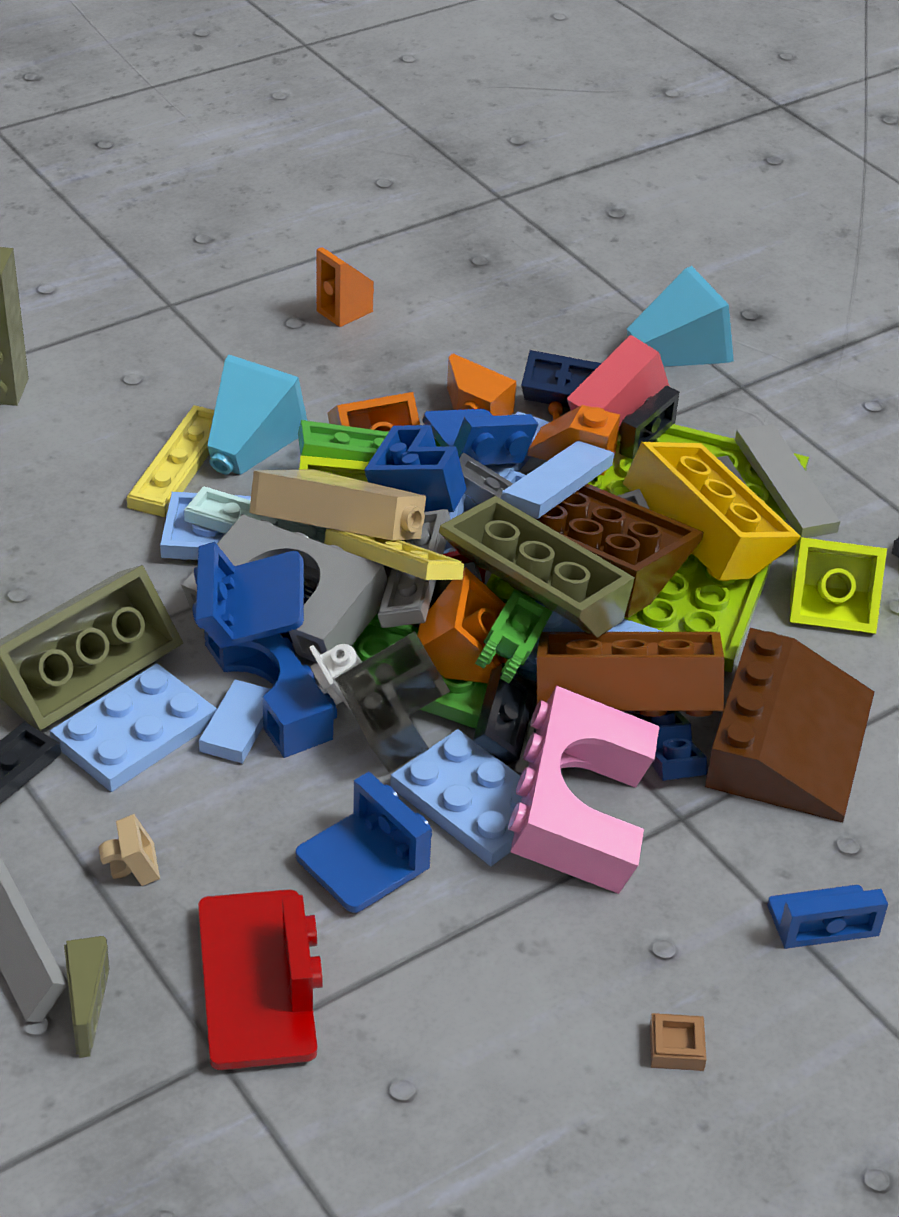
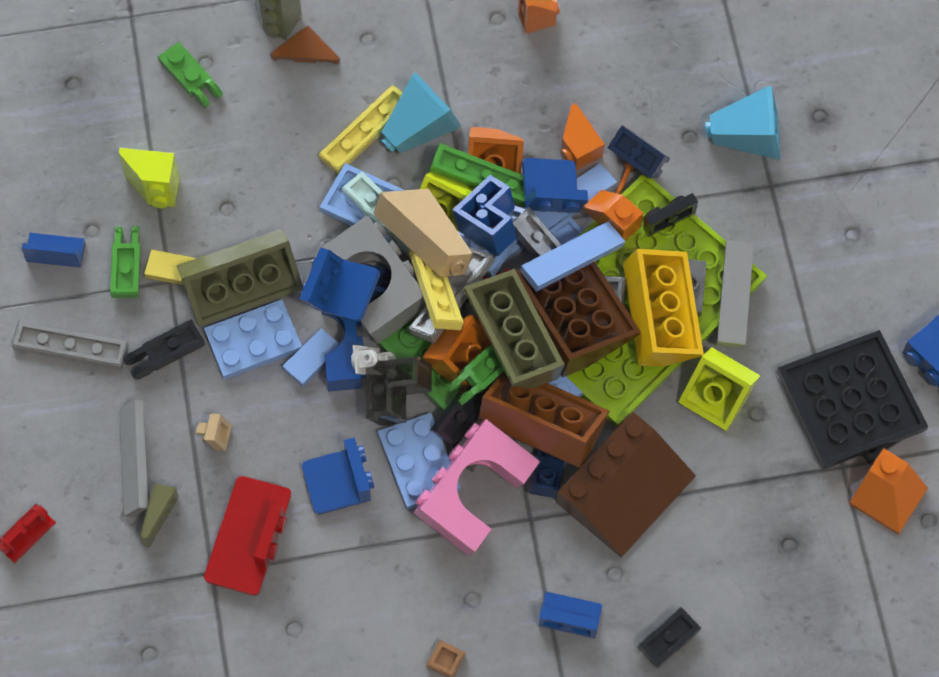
camera: 25 degrees right, 25 degrees up
(52, 401) = (305, 47): none -> dark orange tile
(623, 380) = (663, 183): coral slope -> none

